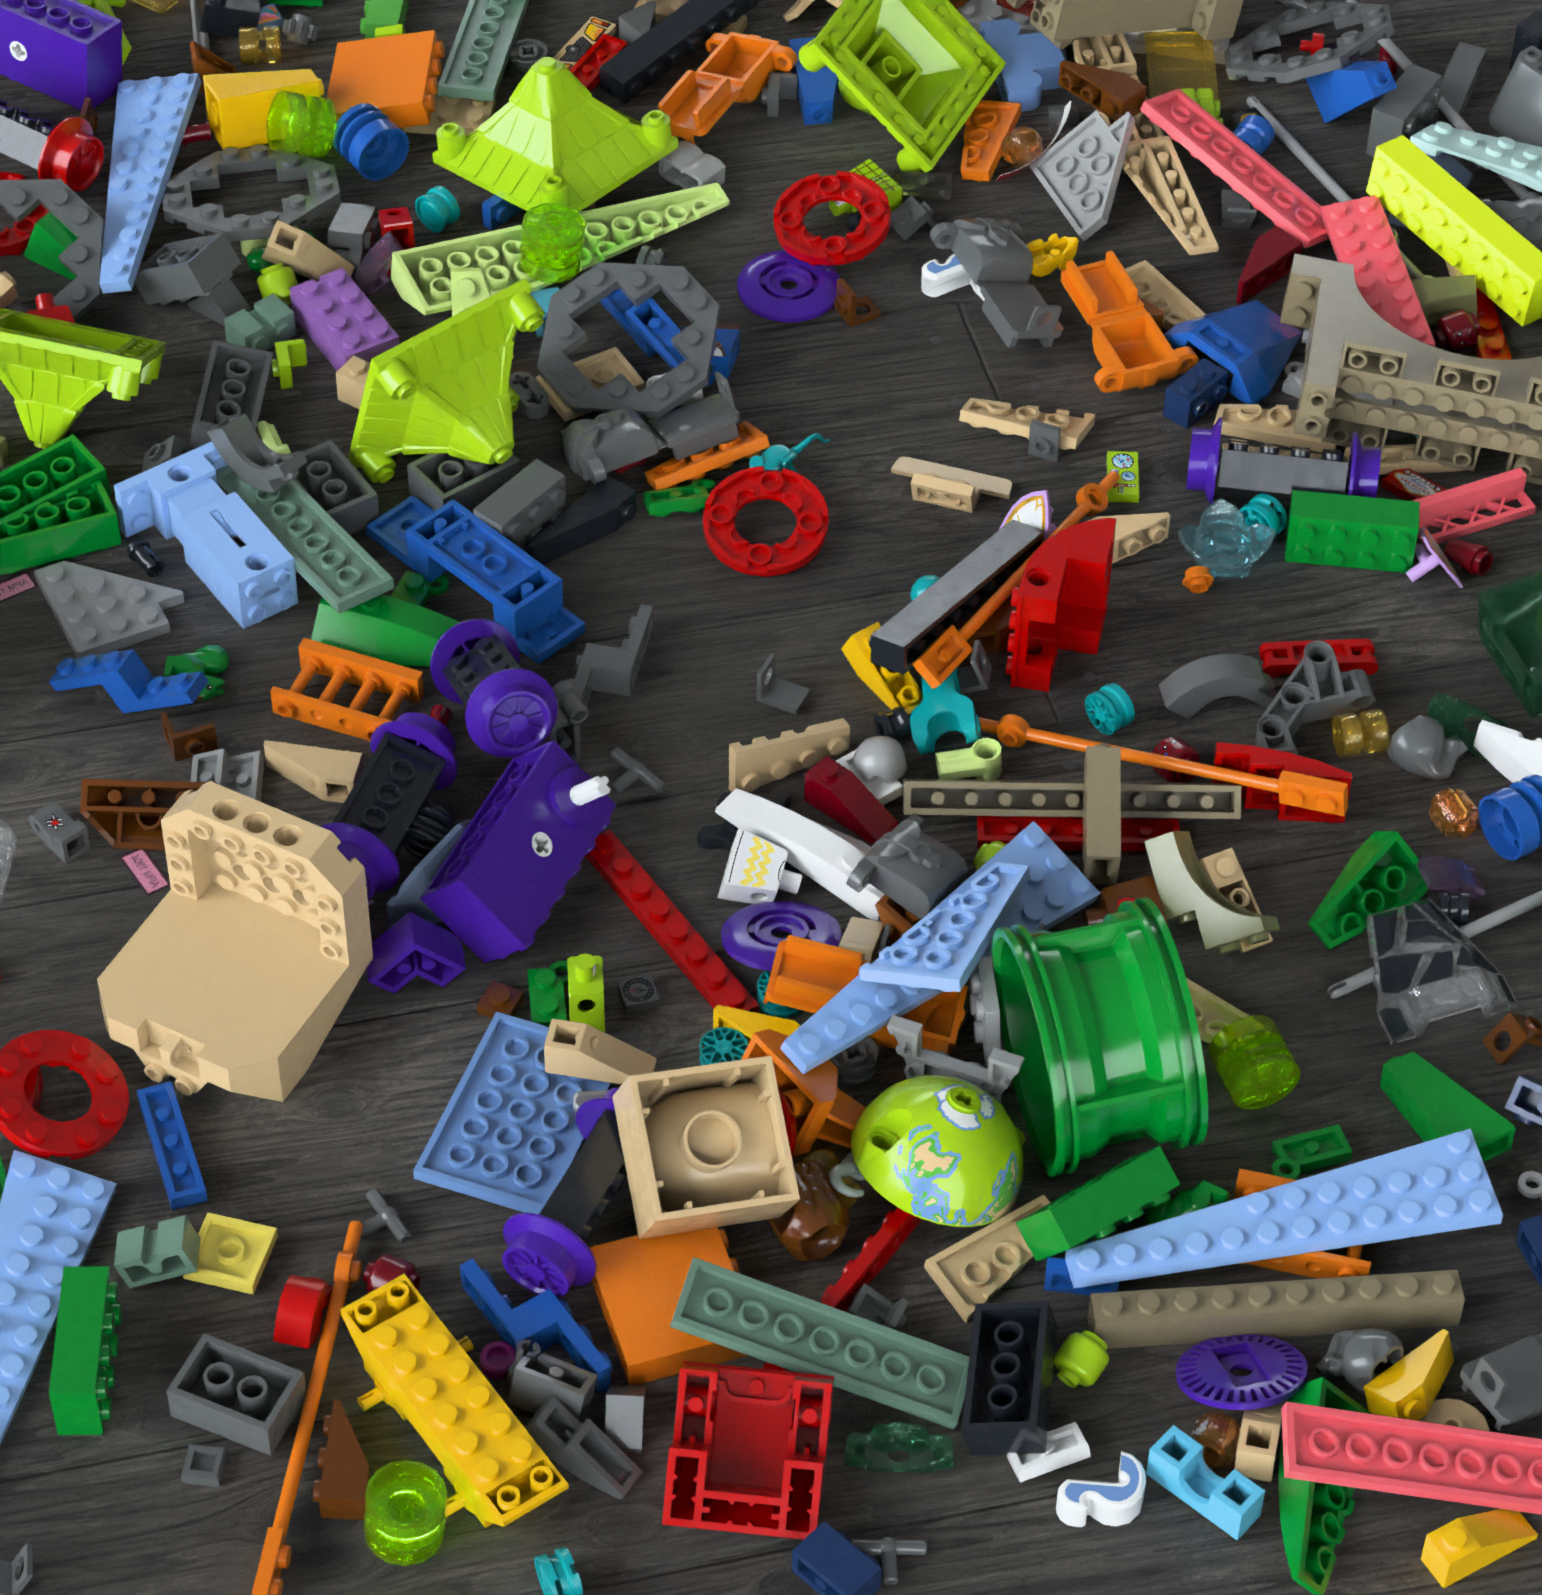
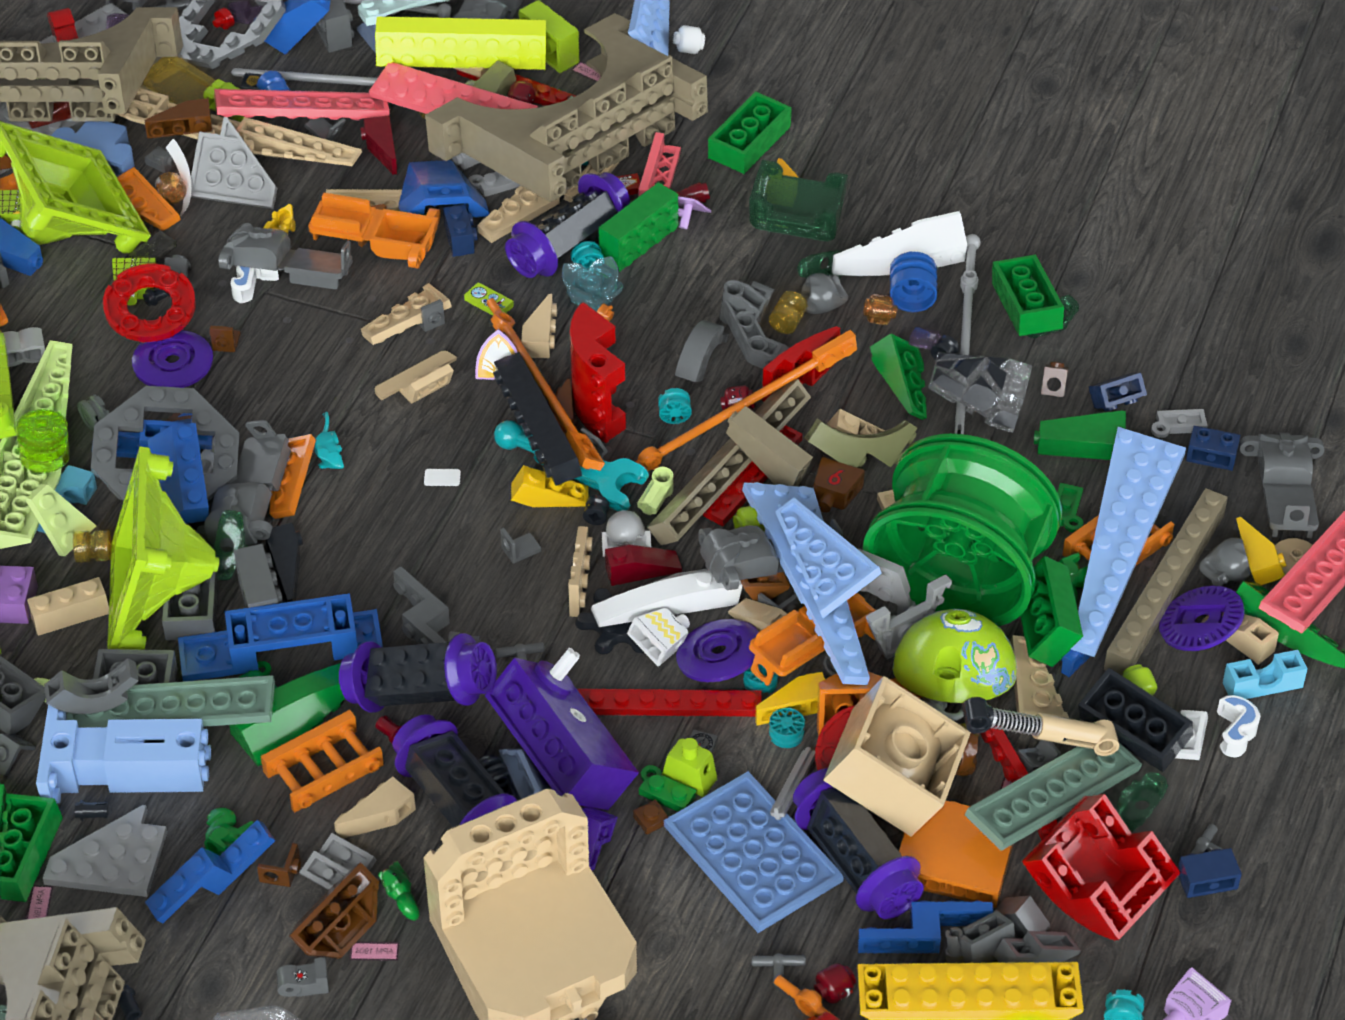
camera: 55 degrees left, 0 degrees up
(496, 1359) = (931, 955): magenta tile -> none
(569, 442) = (232, 527): none -> clear green piece
(591, 1054) = (750, 785): tan slope -> none
(602, 366) = (187, 482): none -> blue slope
(684, 498) = (310, 508): green hinge -> none
(761, 484) = (380, 449): red plate -> none
(829, 580) = (442, 477): none -> white sticker
(939, 1347) = (1097, 735): none -> piece
(1218, 1436) = (1233, 651): clear orange head -> none
(1350, 655) = (708, 299): red plate -> none

